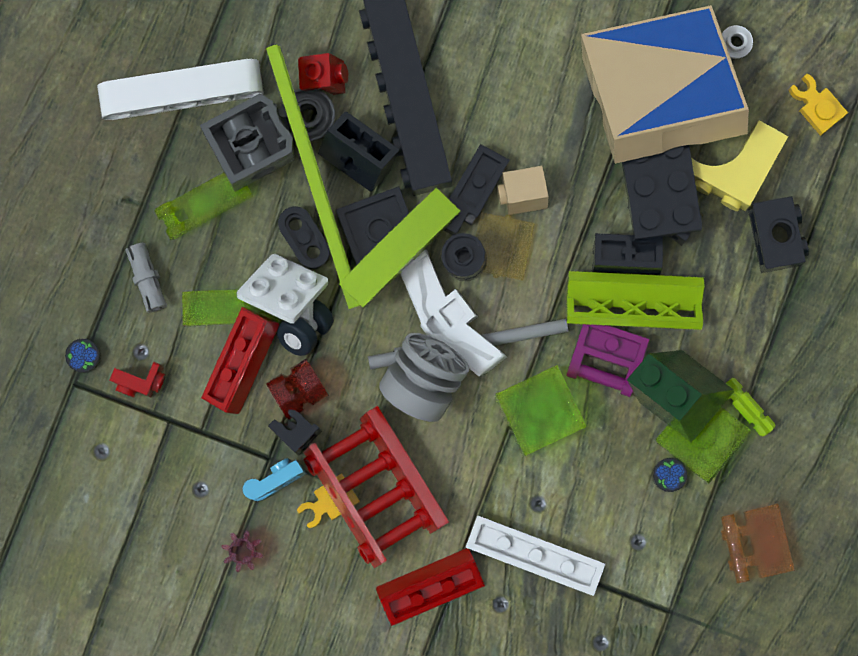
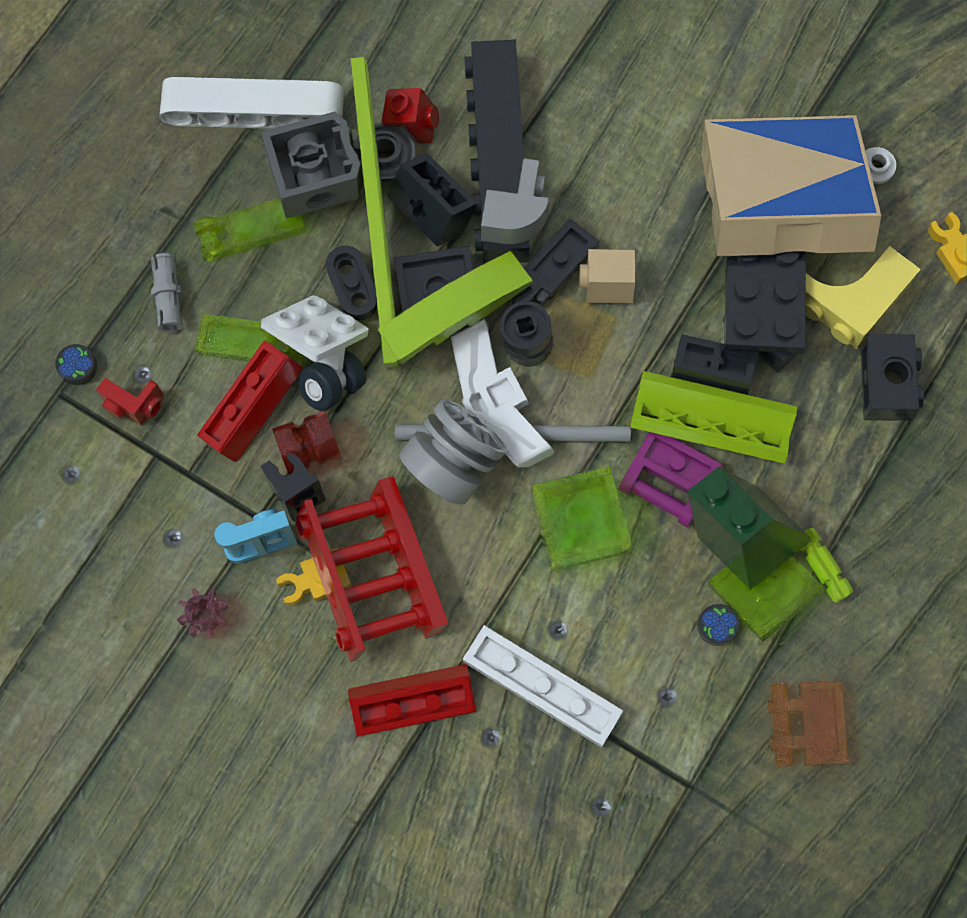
camera: 15 degrees right, 10 degrees down
(435, 159) = (516, 217): none -> light grey brick

